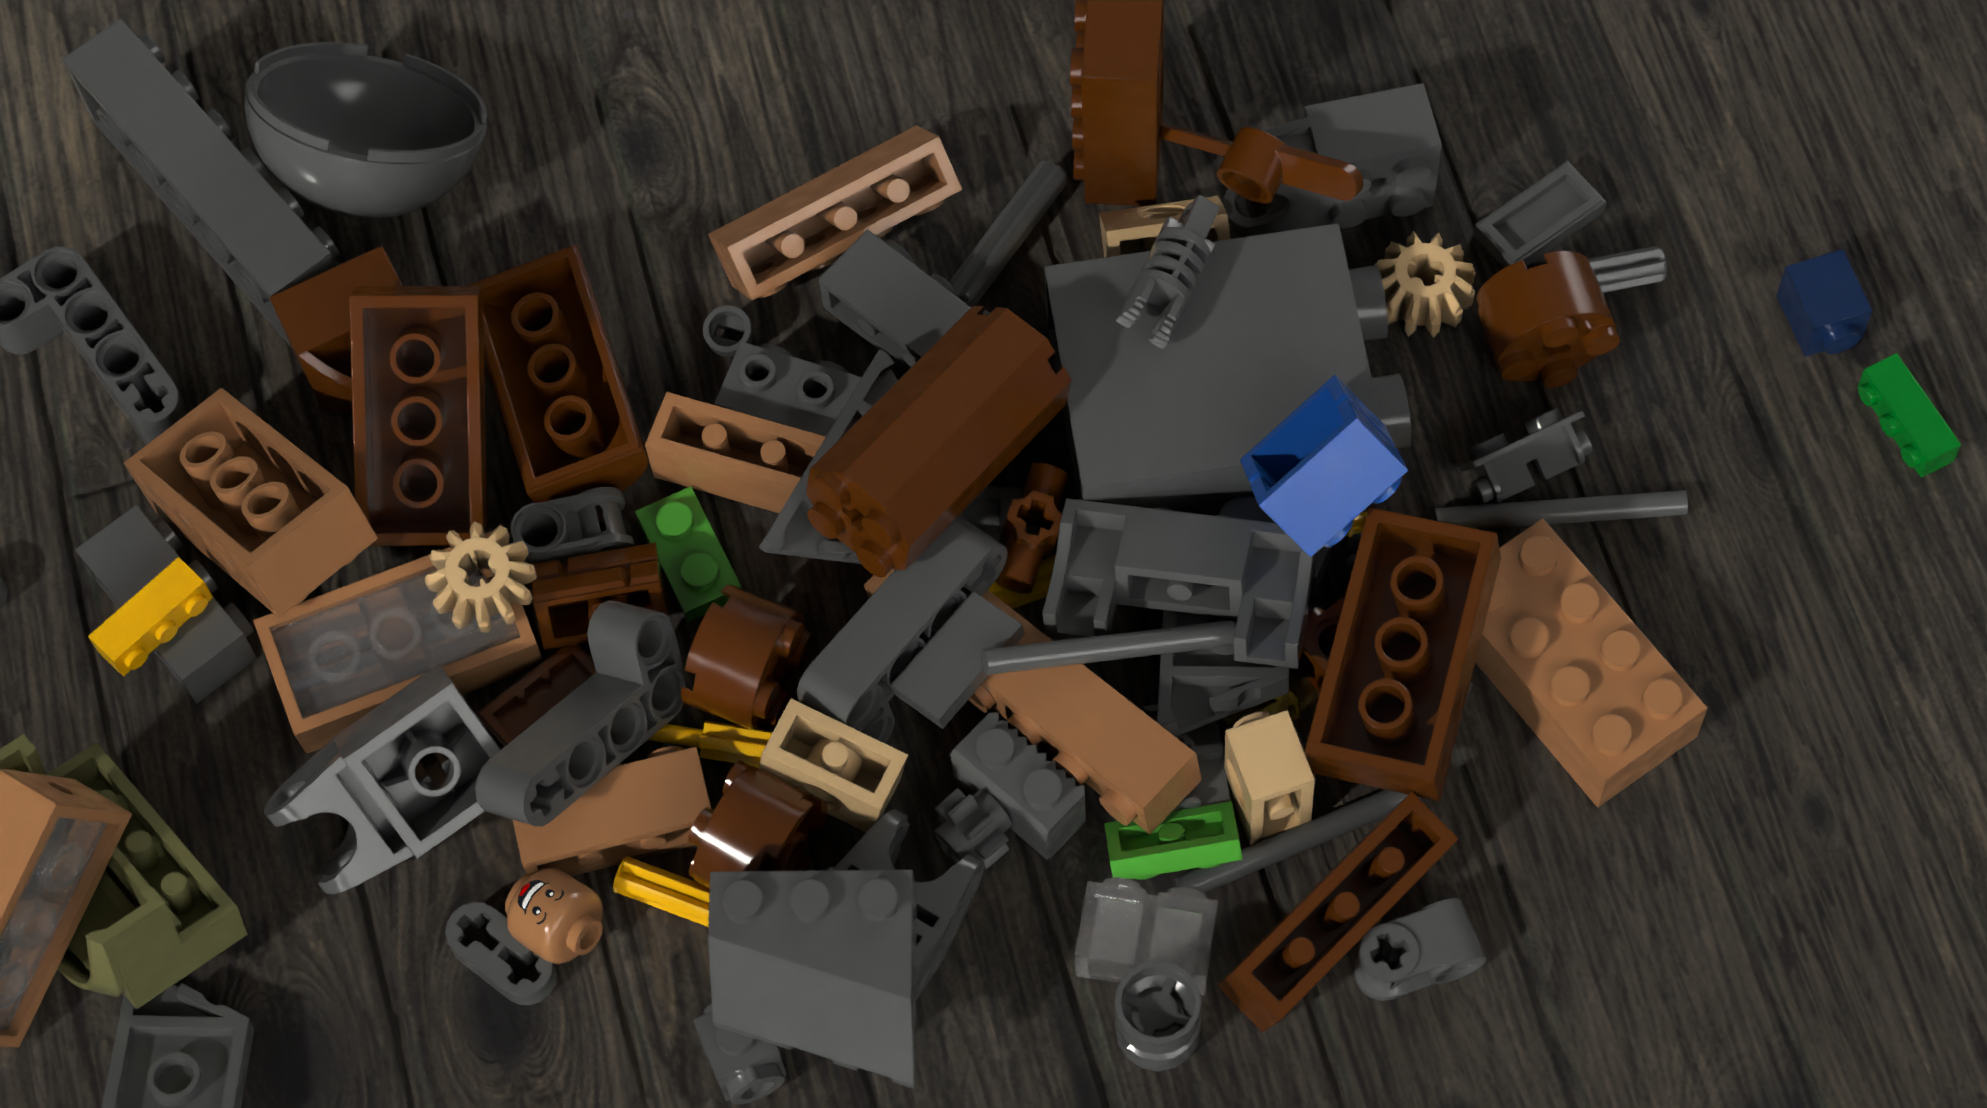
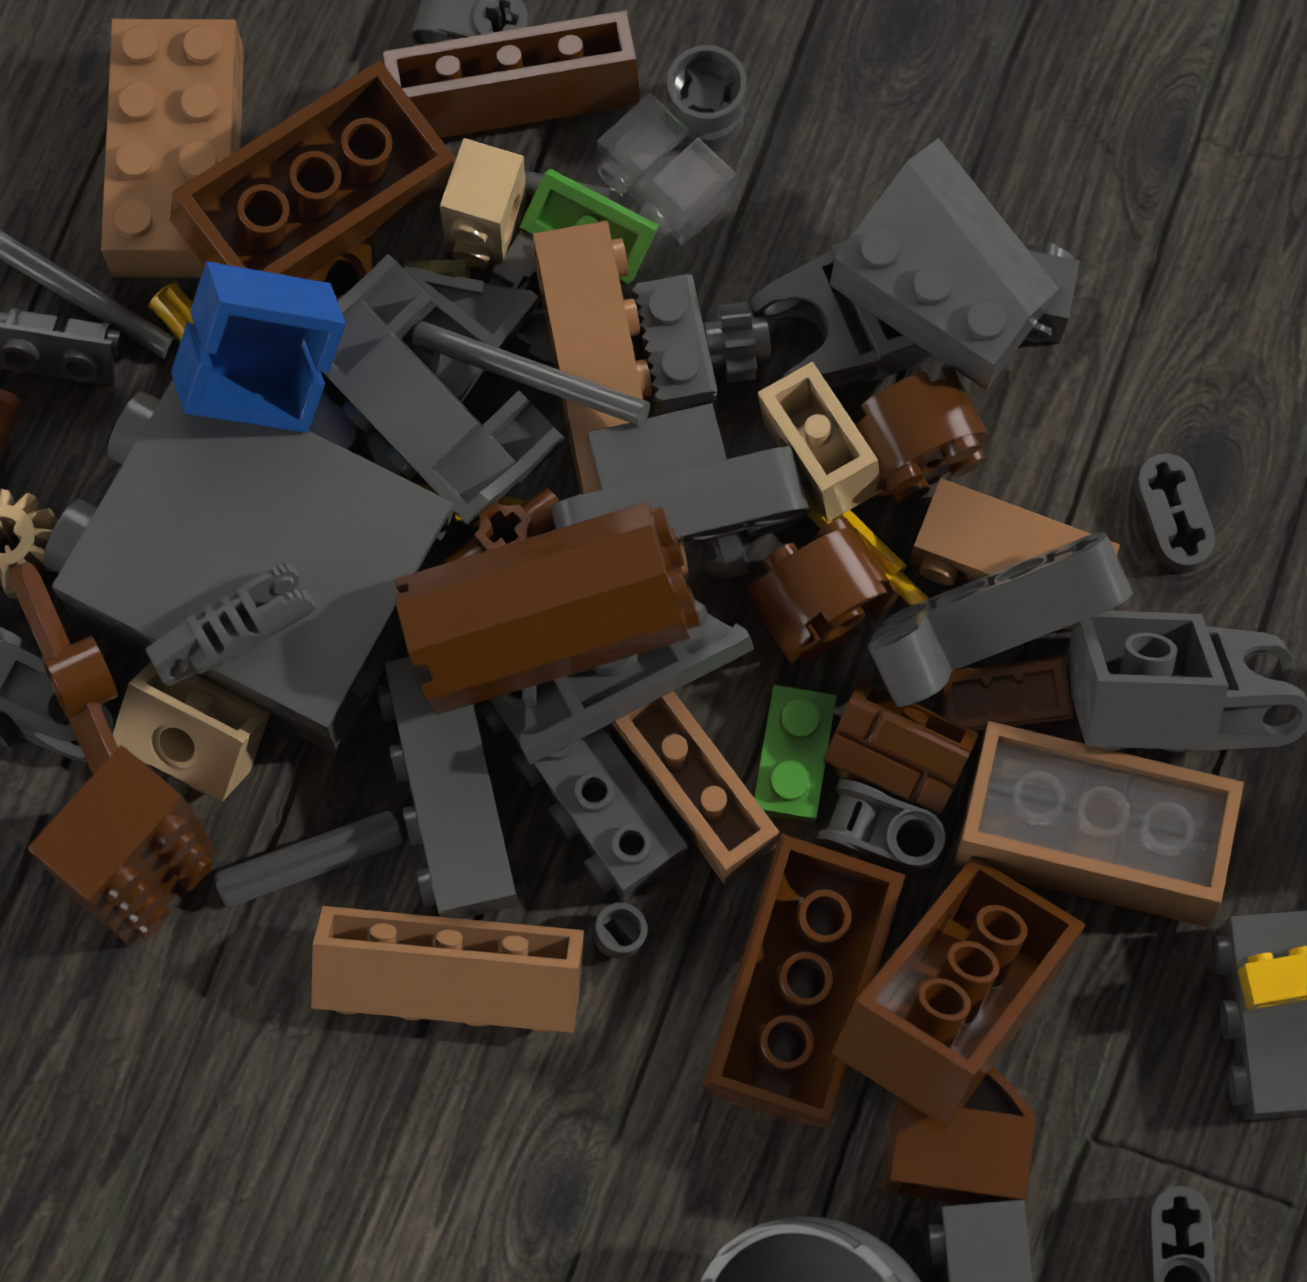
camera: 150 degrees left, 10 degrees up
(251, 501) = (1158, 1023): medium nougat brick -> none
(472, 555) = (999, 808): tan gear -> none
(552, 915) = (1116, 500): medium nougat head -> none
(663, 890) = (1003, 460): yellow axle -> none

